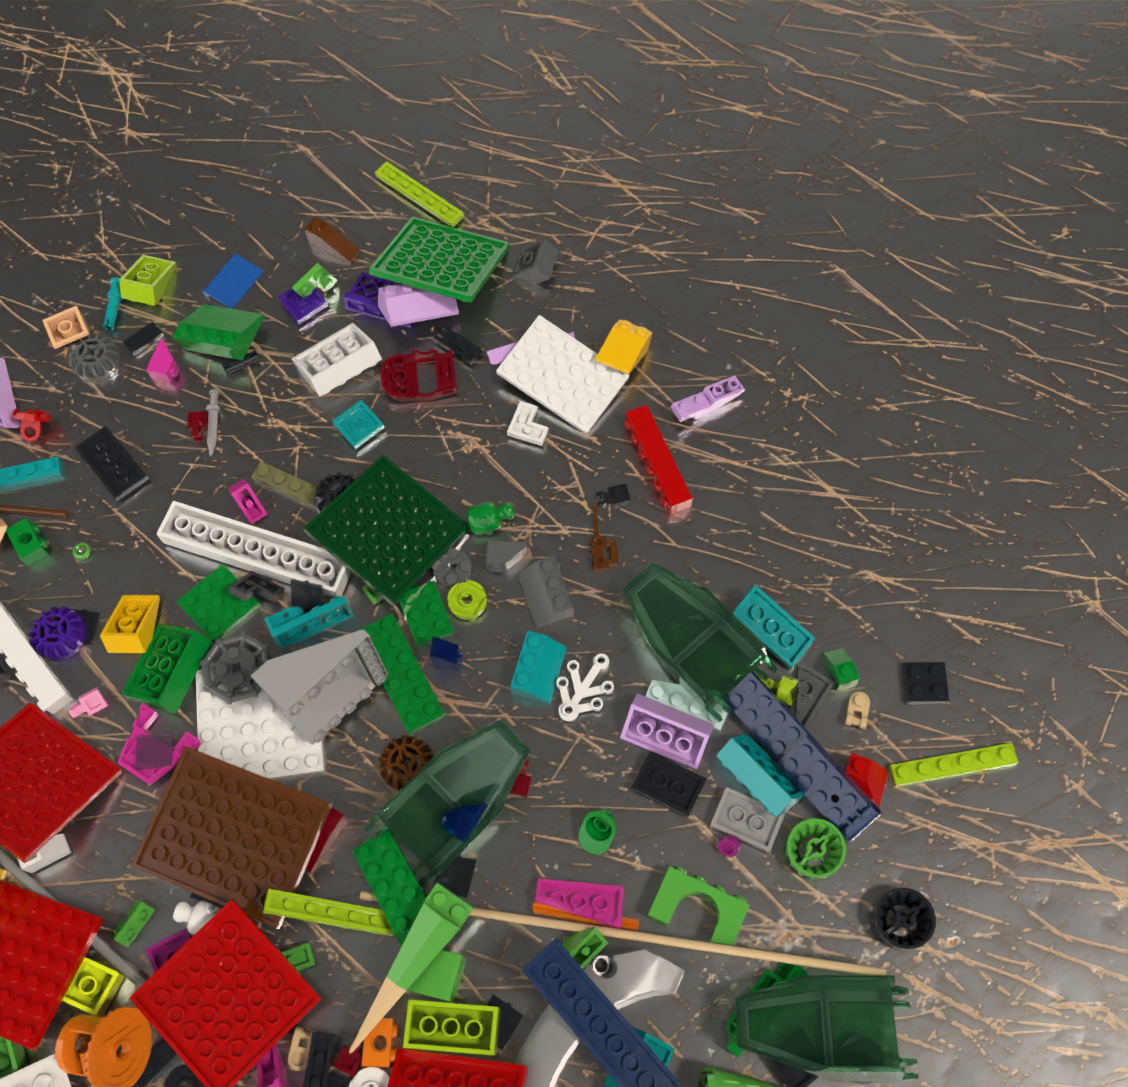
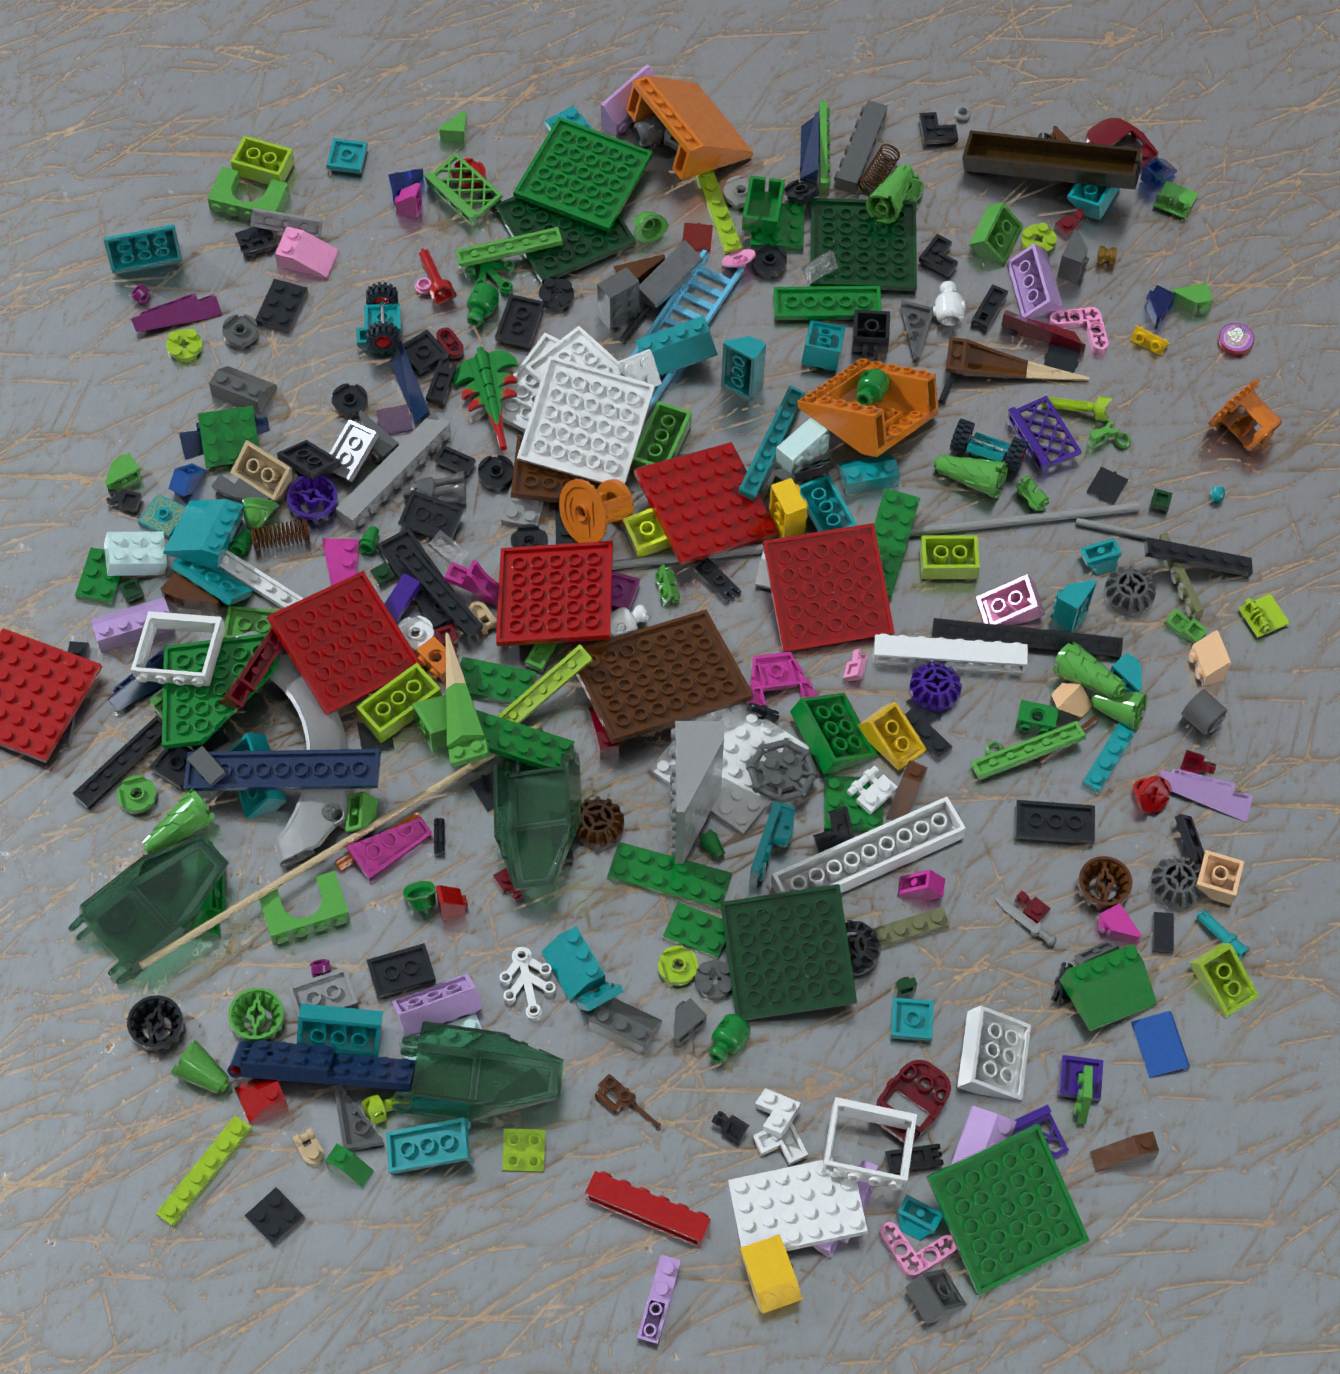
camera: 130 degrees right, 5 degrees down
(51, 372) = (1190, 838): none -> black hinge
(63, 523) = (1028, 750): none -> bright green plate
(92, 885) = (716, 580): none -> black hinge
(110, 596) = (932, 740): none -> black plate
(134, 390) = (1111, 872): none -> reddish brown gear
(154, 751) = (772, 676): clear purple piece -> none
(174, 573) = (907, 790): none -> reddish brown slope
(194, 728) = (763, 712): none -> black axle
(195, 588) = (876, 794): none -> white plate
(198, 358) = (1096, 951): none -> dark grey plate
(306, 595) = (791, 858): black piece -> none
(337, 446) = (905, 986): none -> dark green plate
(352, 971) = (495, 681): none -> green plate
(419, 194) = (1110, 1269): lime plate -> none
(445, 654) = (648, 909): clear blue slope -> none
(463, 819) = (514, 812): clear blue slope -> none
(464, 335) = (877, 1115): none -> white window
(494, 310) = (918, 1218): none -> teal slope
(506, 439) = (781, 1111): none -> white plate
(520, 293) = (919, 1257): none -> bright pink beam
(534, 872) = (439, 836): none -> black axle
(547, 619) = (604, 993): none -> teal plate
(549, 459) = (732, 1127): none -> black plate
(581, 799) = (451, 901): none -> red slope
(616, 495) = (651, 1150): black plate -> none
(702, 569) = (523, 1149): none -> lime hinge
(898, 845) = (201, 1069): none -> bright green cone

